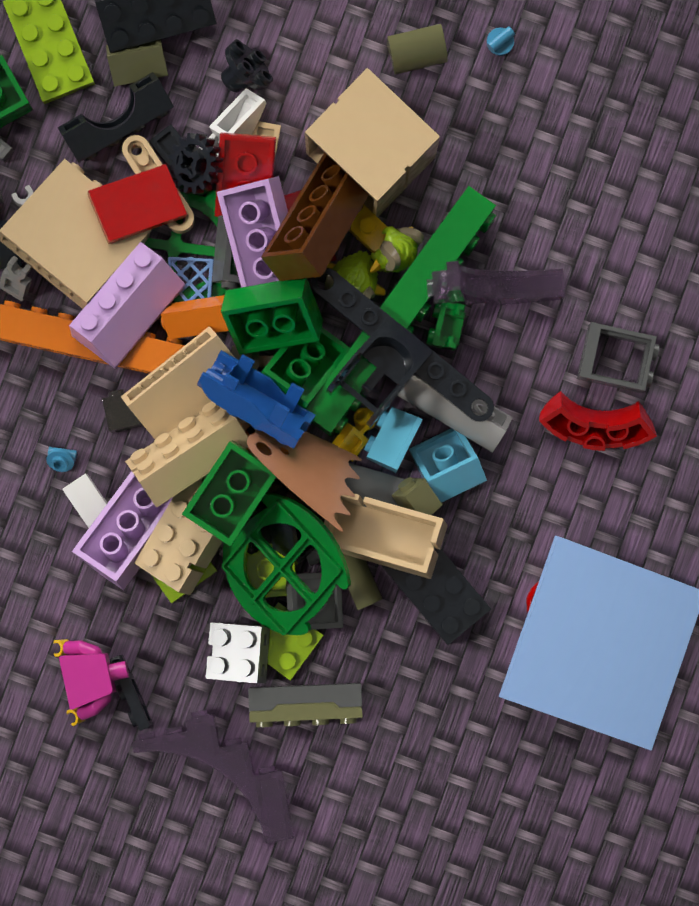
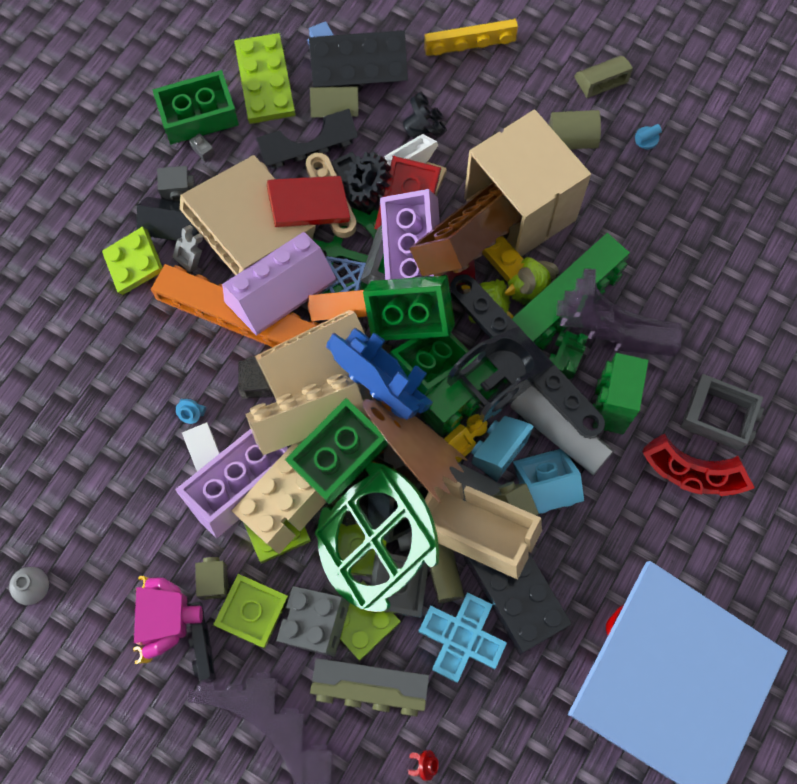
camera: 15 degrees right, 15 degrees down
(127, 629) = (211, 579): none -> olive brick
(173, 653) = (251, 611): none -> lime plate
(374, 765) = (427, 765): none -> red plate
(387, 639) = (462, 637): none -> medium azure plate
(505, 364) = (620, 392): none -> green brick

